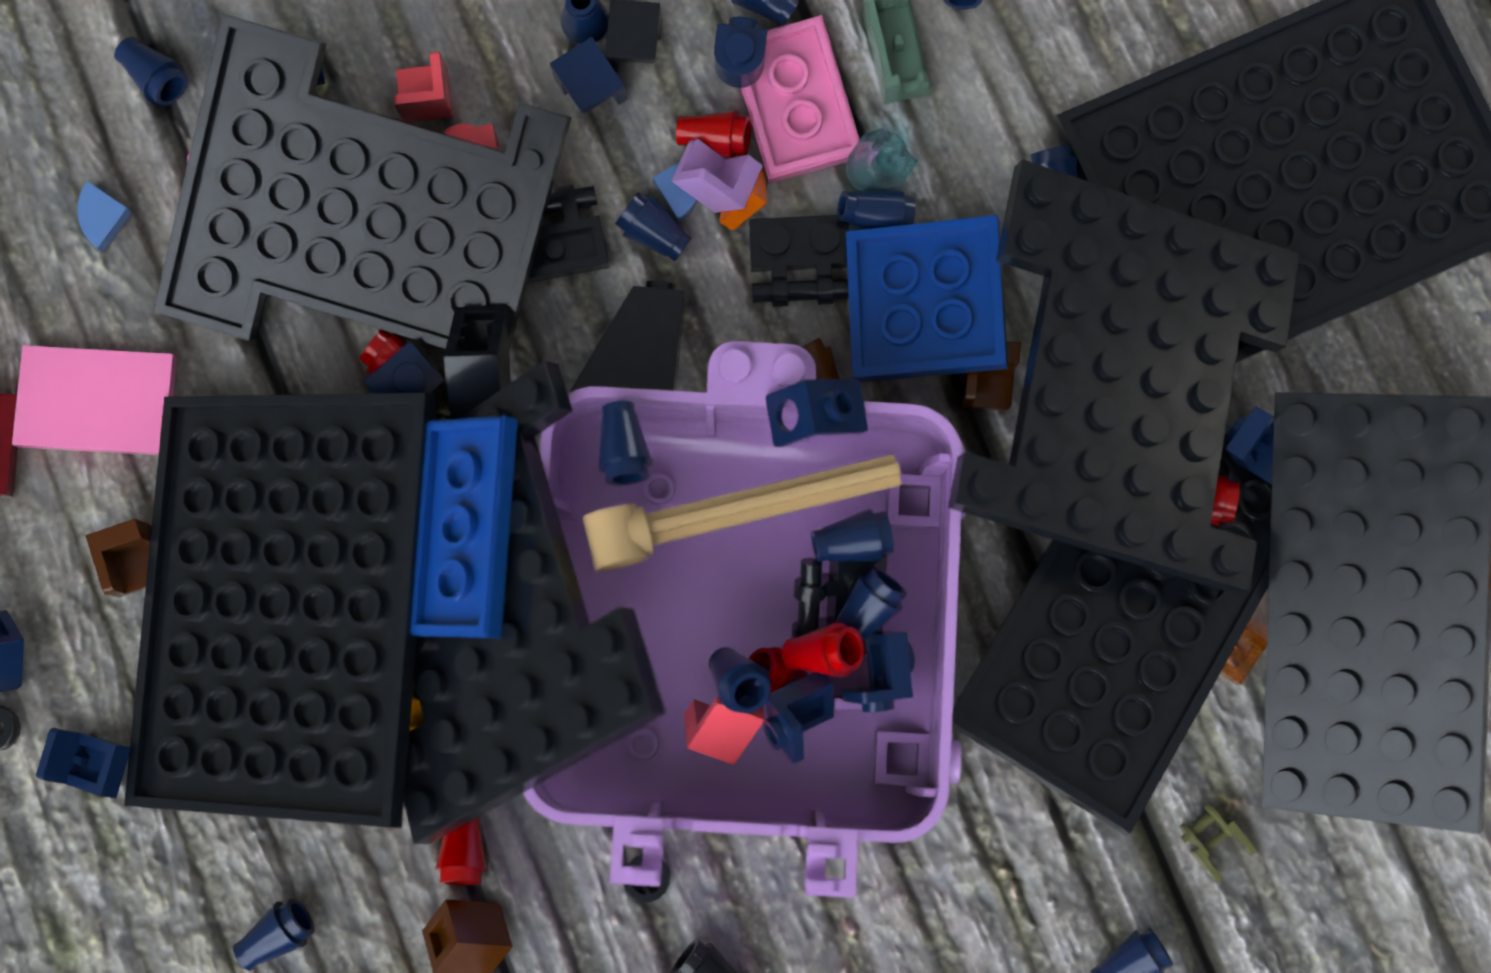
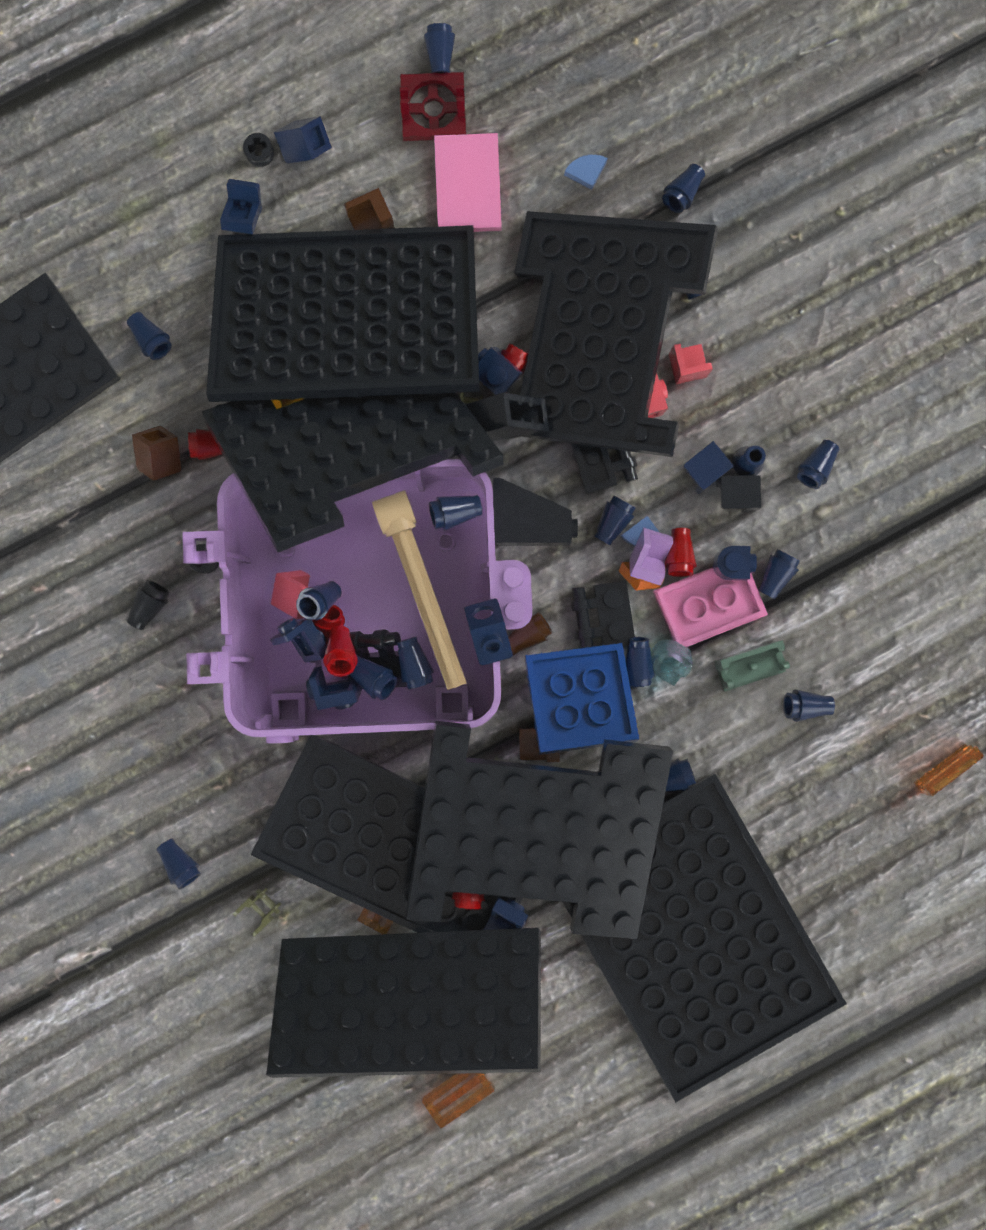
camera: 85 degrees right, 5 degrees up
(464, 528) = (394, 417): blue tile -> none

